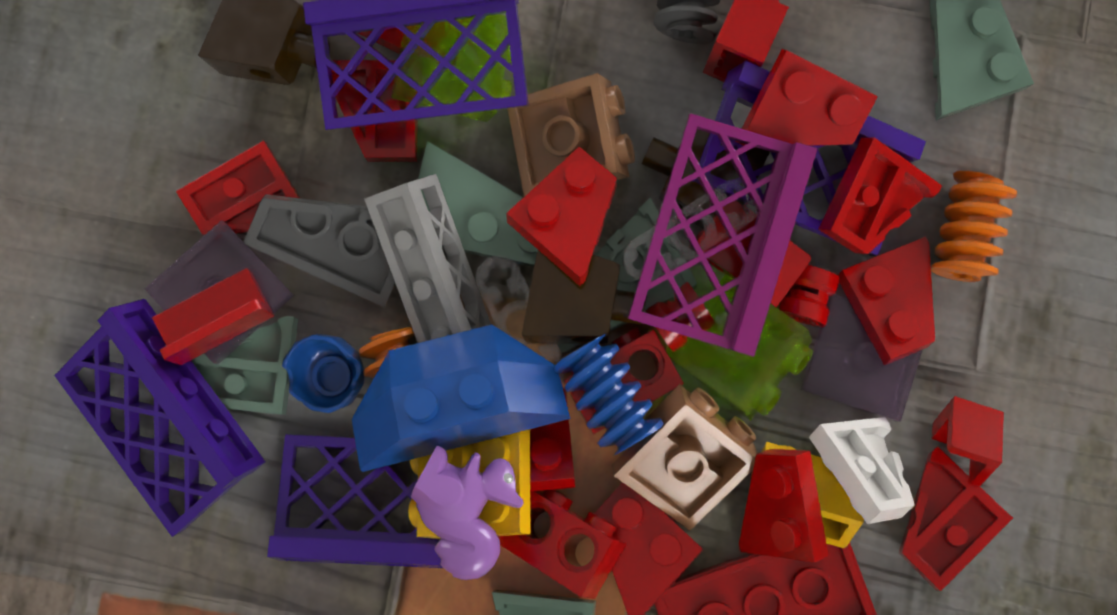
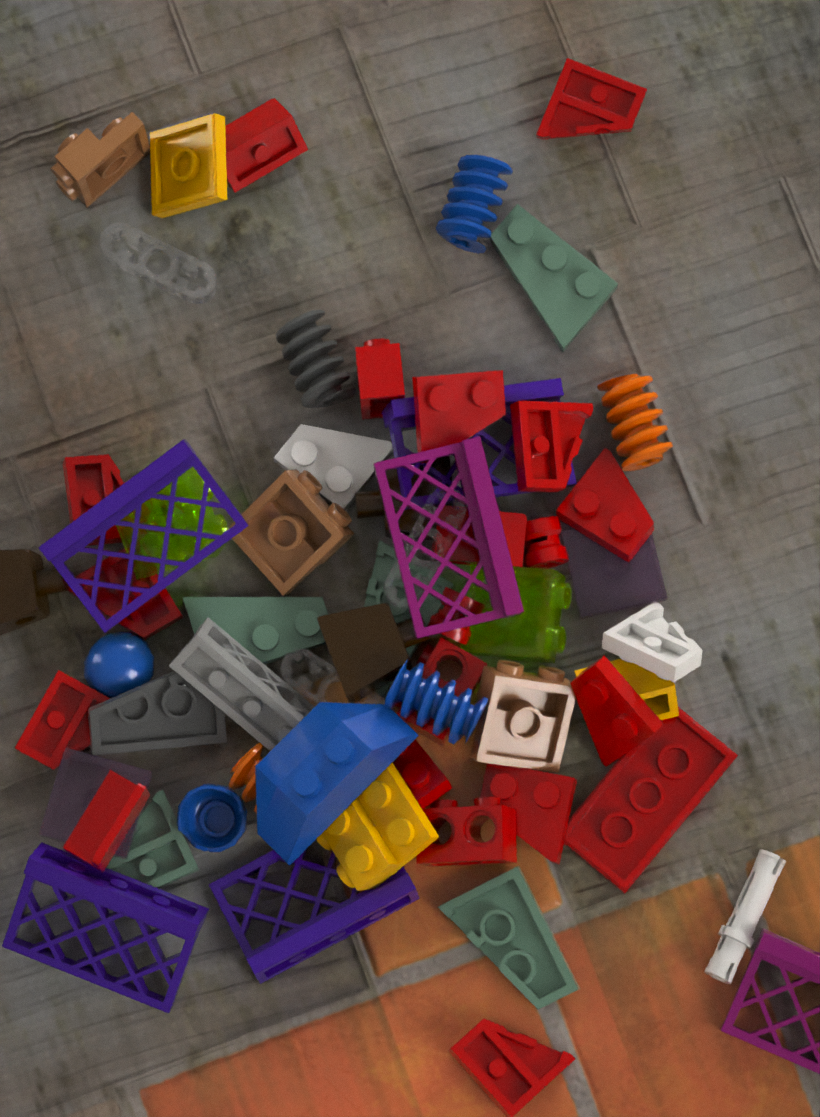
camera: 30 degrees left, 5 degrees down
(328, 169) = (118, 663): none -> blue hair
(451, 507) = (371, 846): medium lavender animal -> none
(567, 213) = (326, 588): red wing -> none
(653, 94) = (335, 459): none -> white wing
(948, 522) = (746, 650): red wing -> none
(972, 433) = (720, 574): red panel -> none

